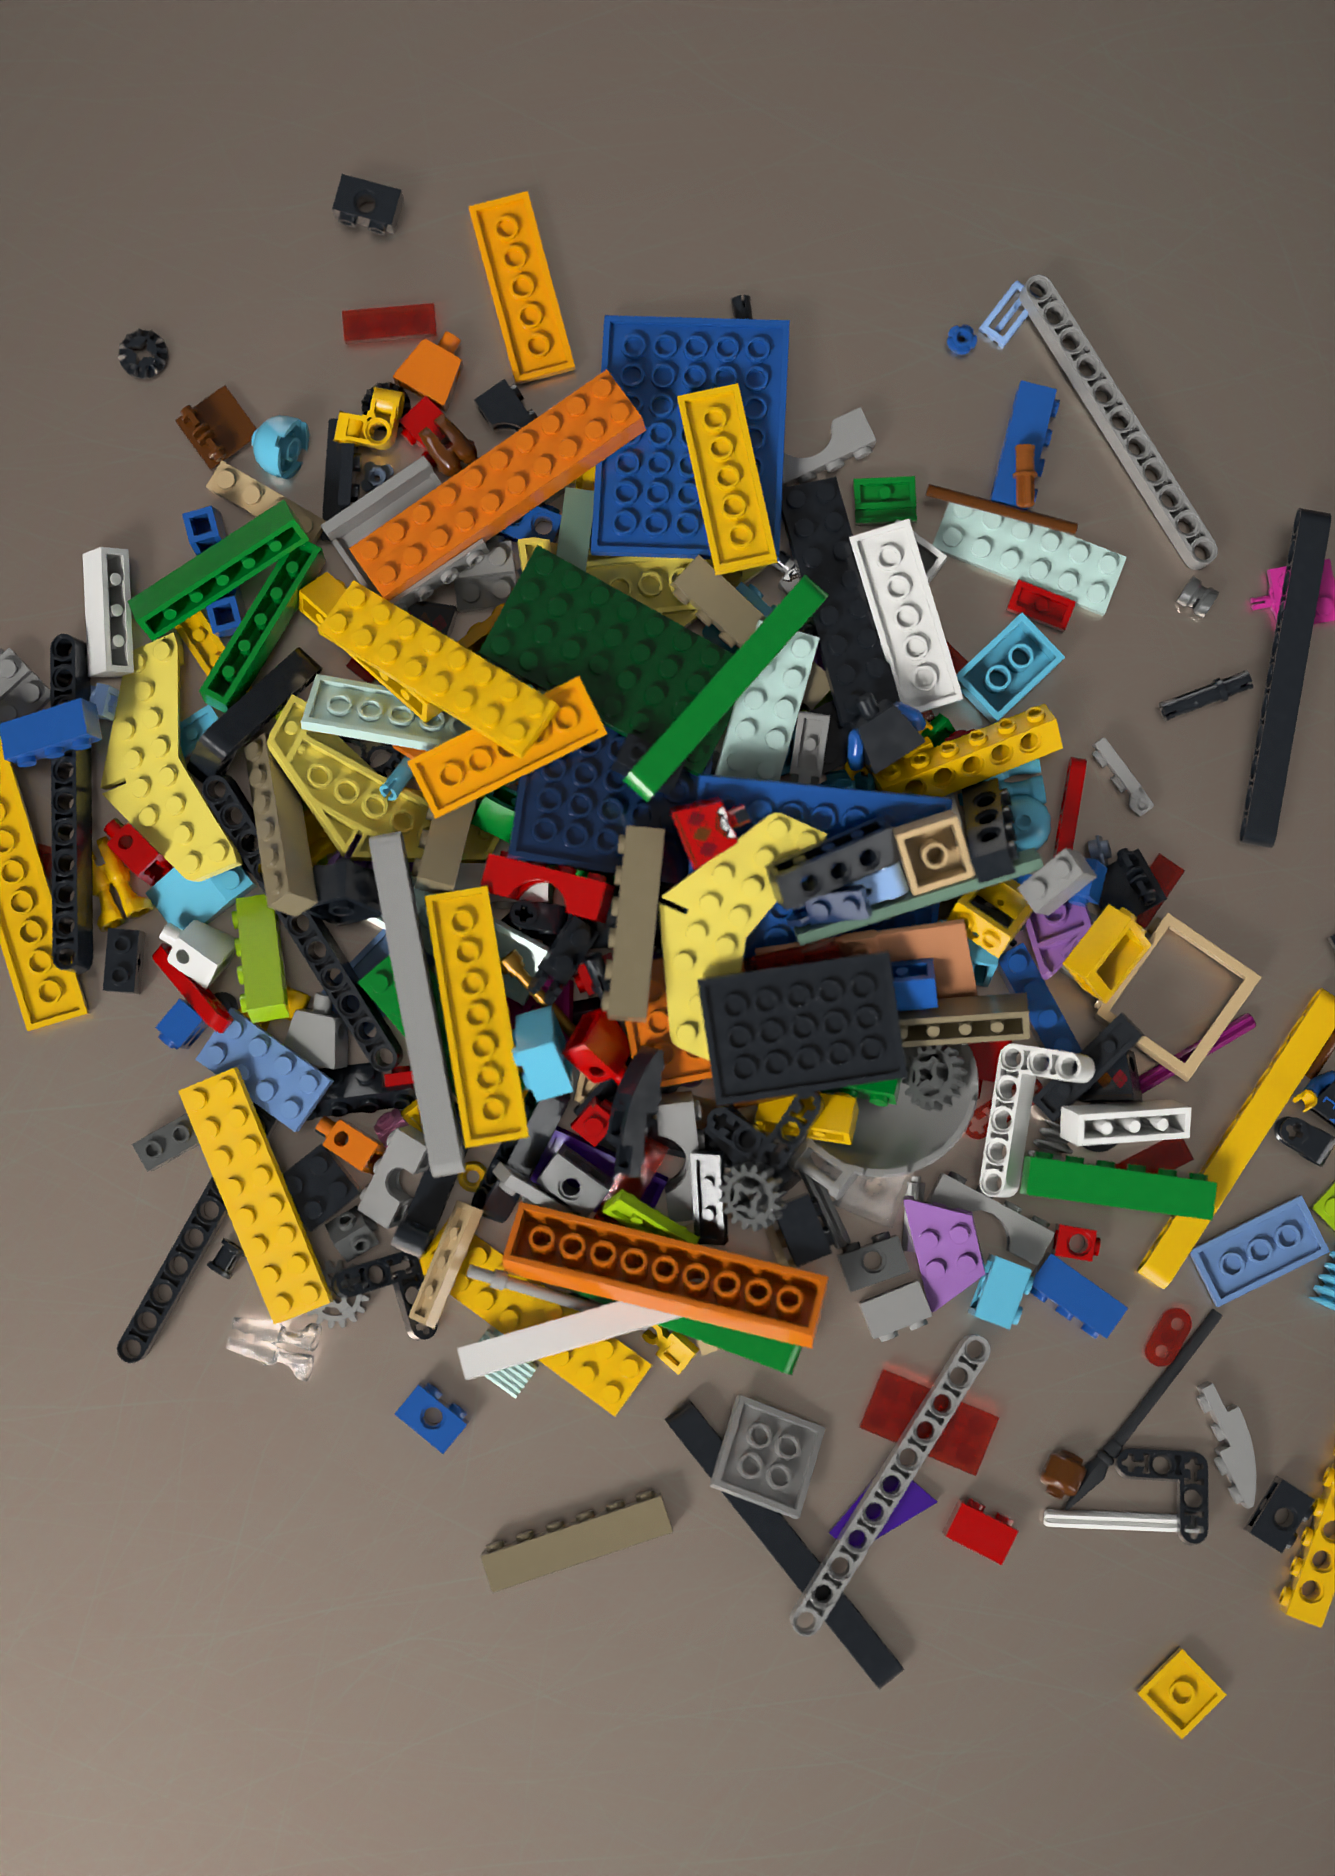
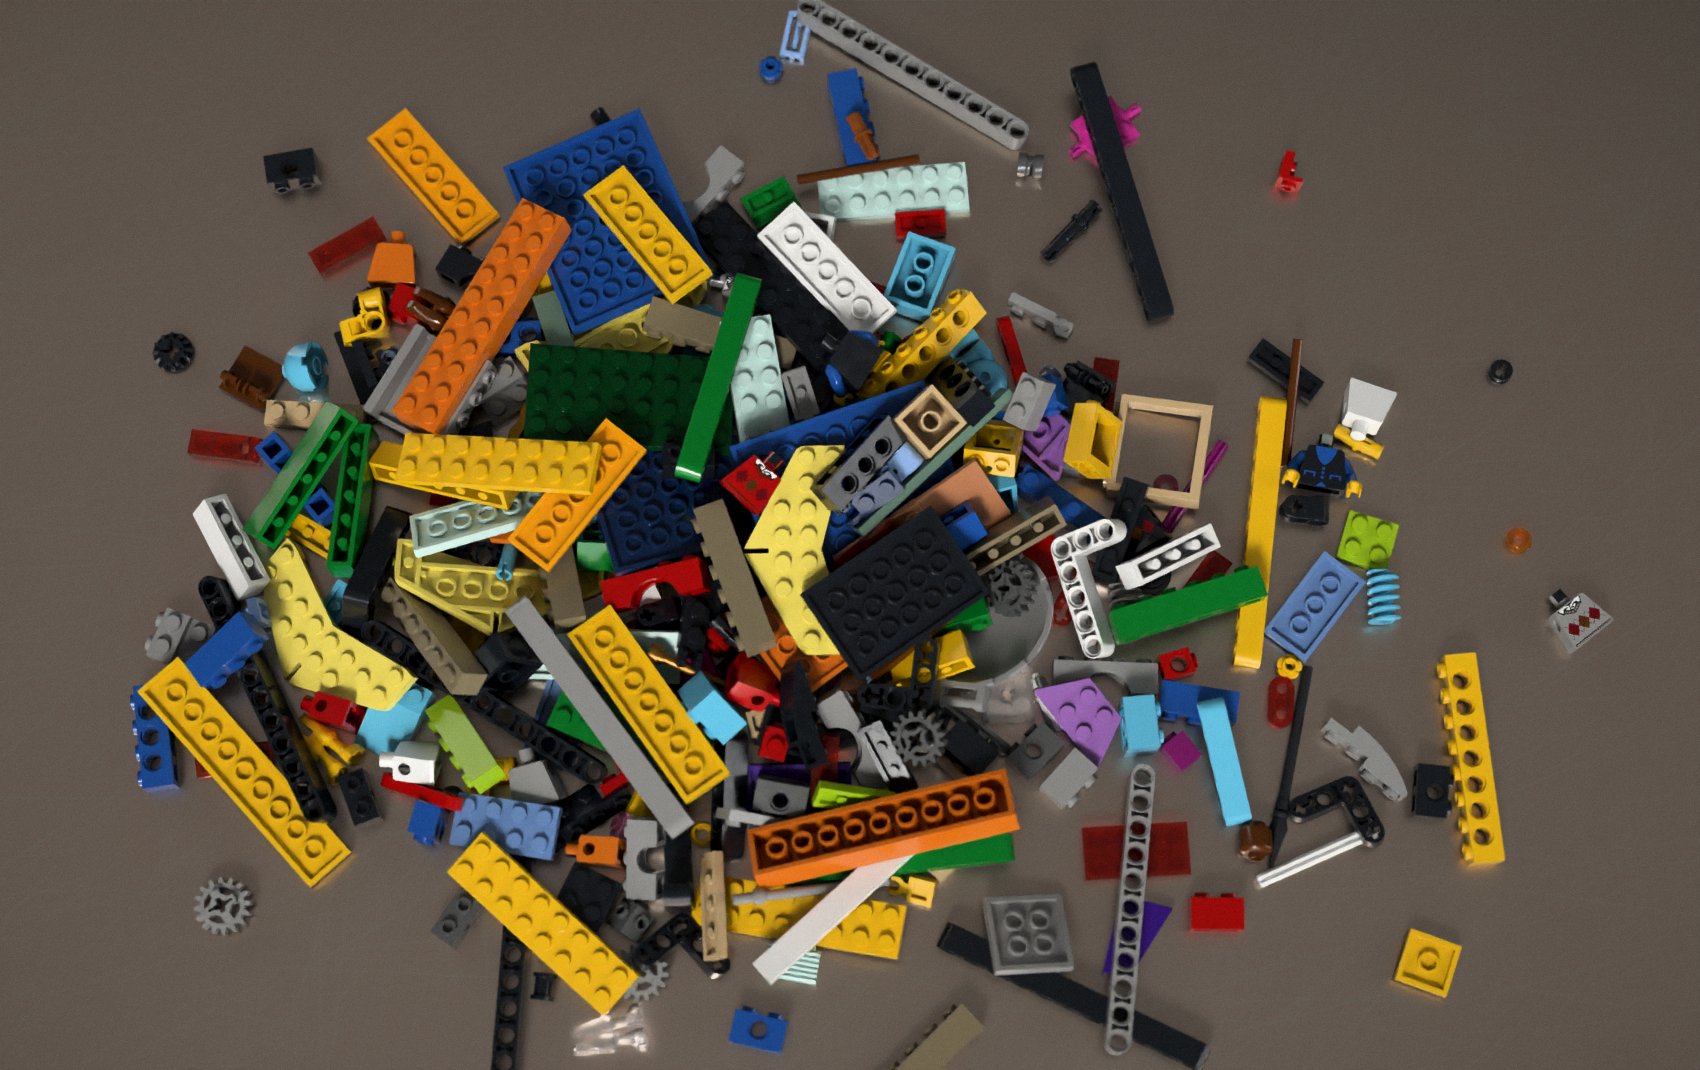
camera: 20 degrees left, 10 degrees down
(150, 491) = (223, 446): none -> clear red plate
(1031, 1338) = (1180, 751): none -> magenta brick
(1072, 1374) = (1224, 761): none -> medium azure beam
(1171, 1030) = (1166, 479): none -> clear pink plate
(1191, 1296) = (1282, 664): none -> yellow plate

